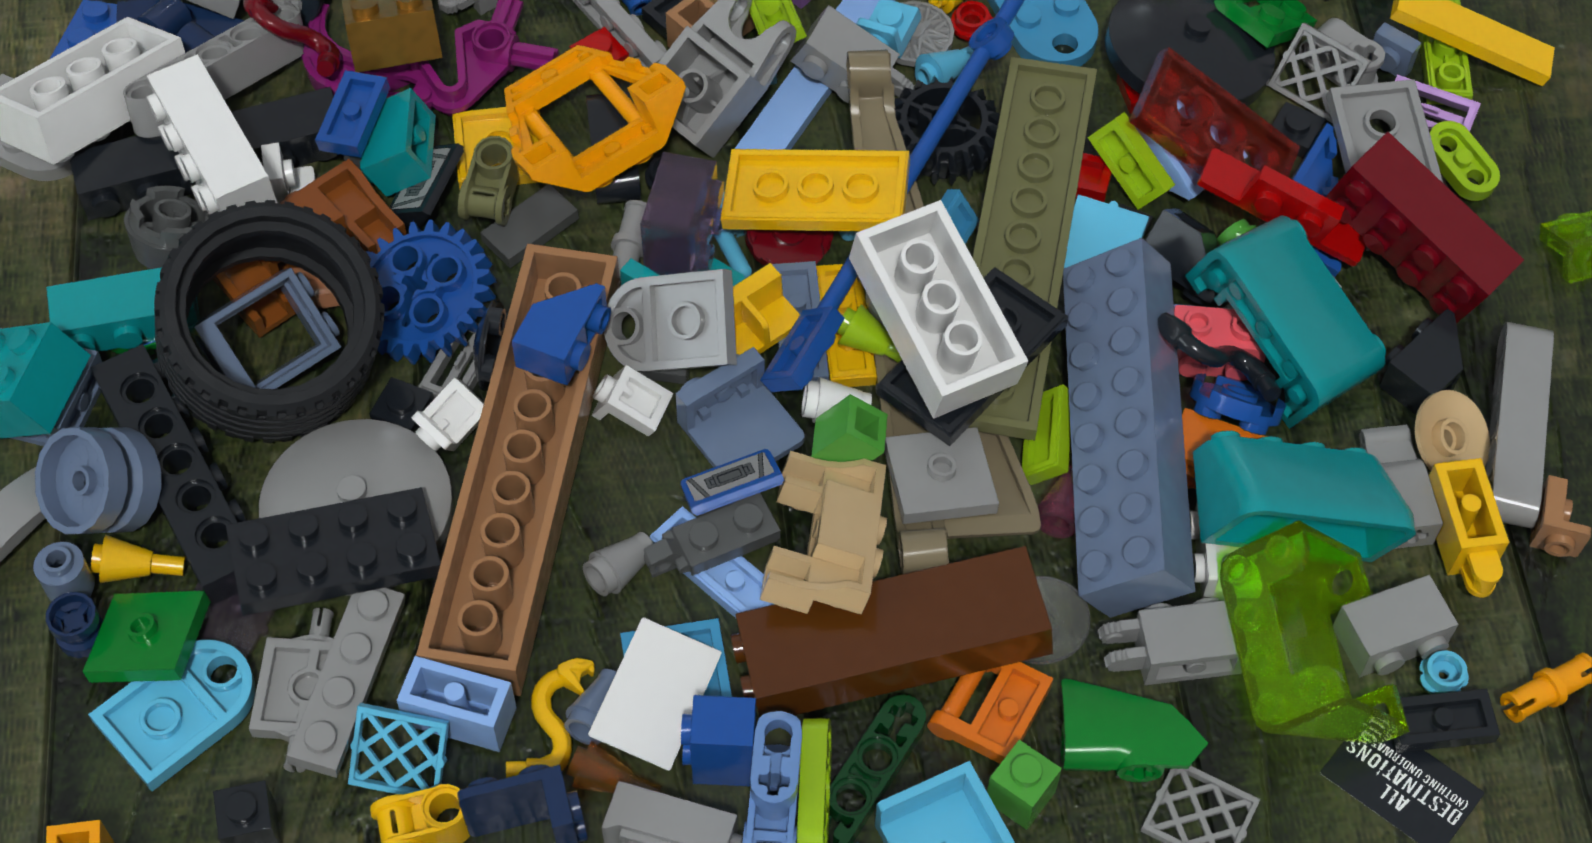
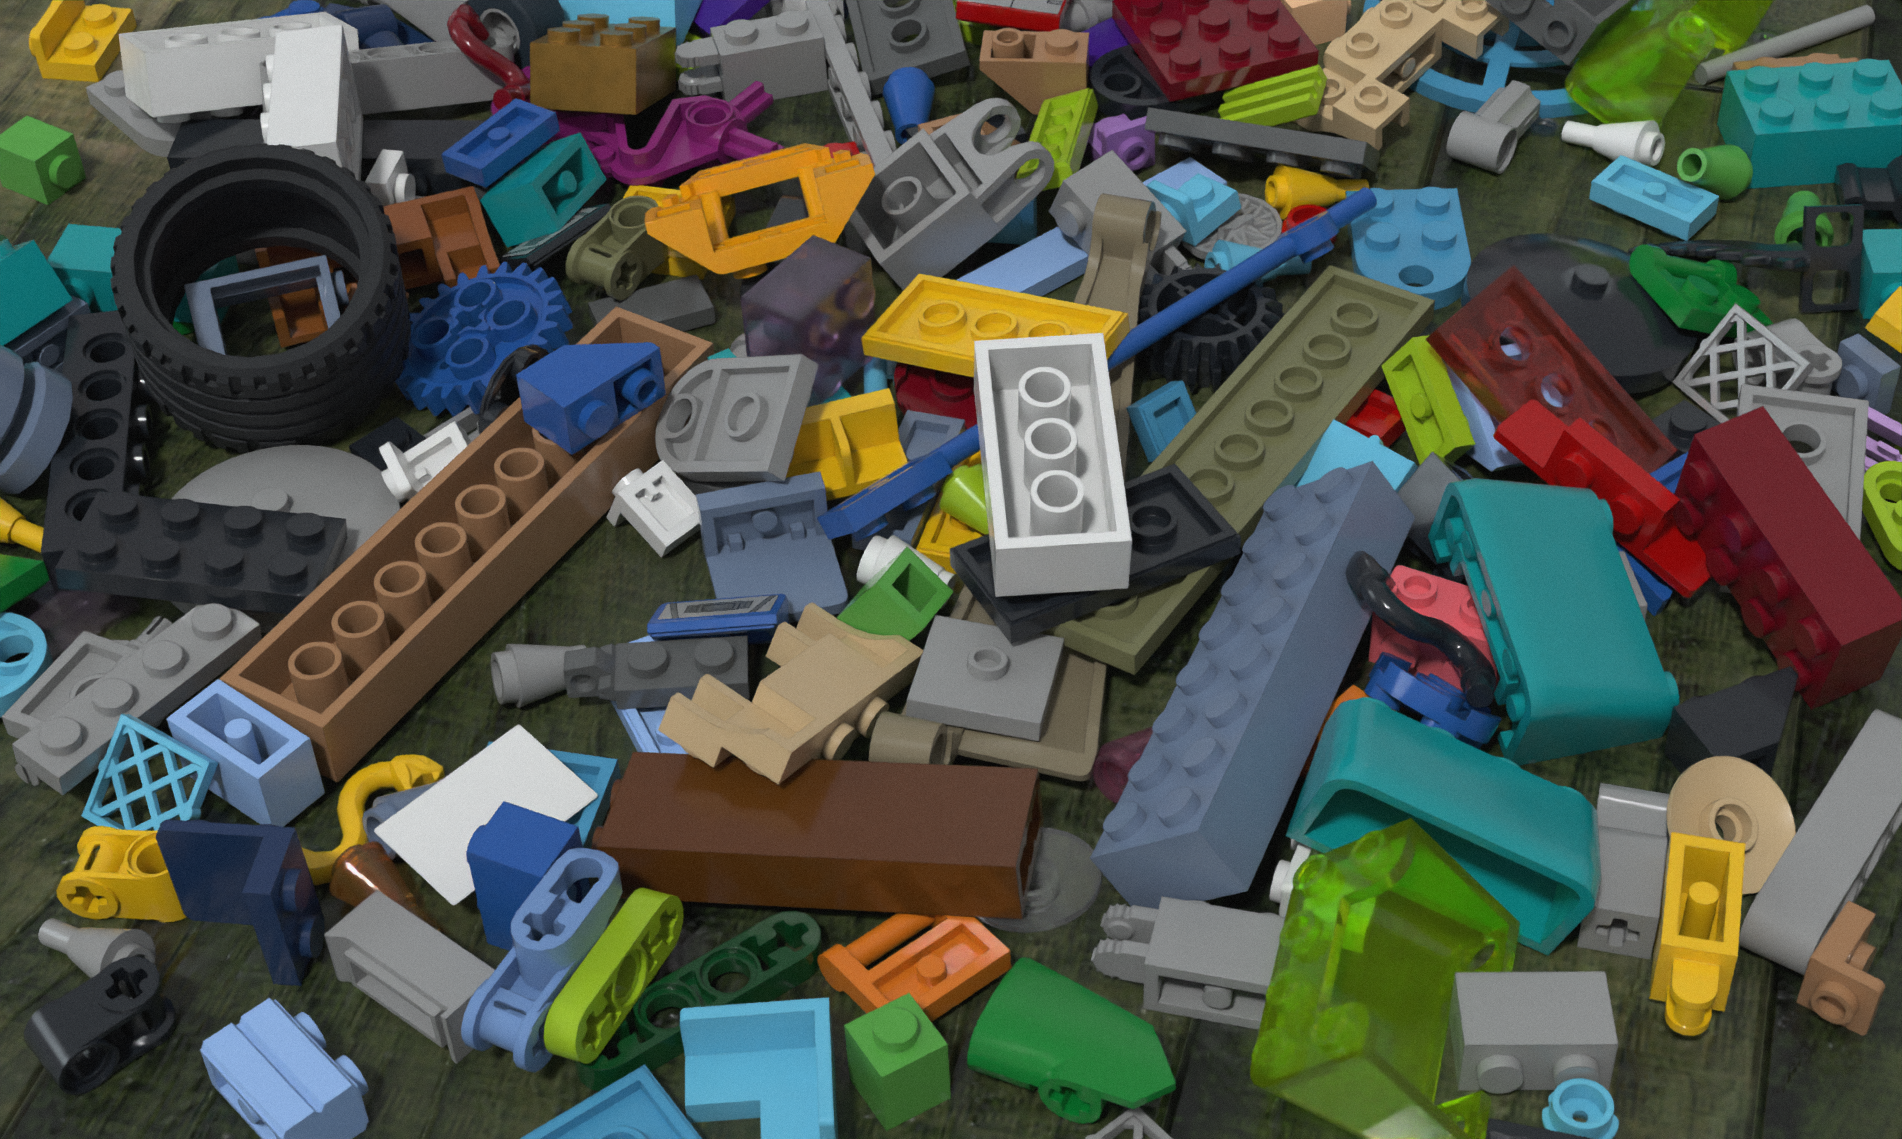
camera: 25 degrees right, 15 degrees down
(1050, 451) = (1150, 689): lime tile -> none

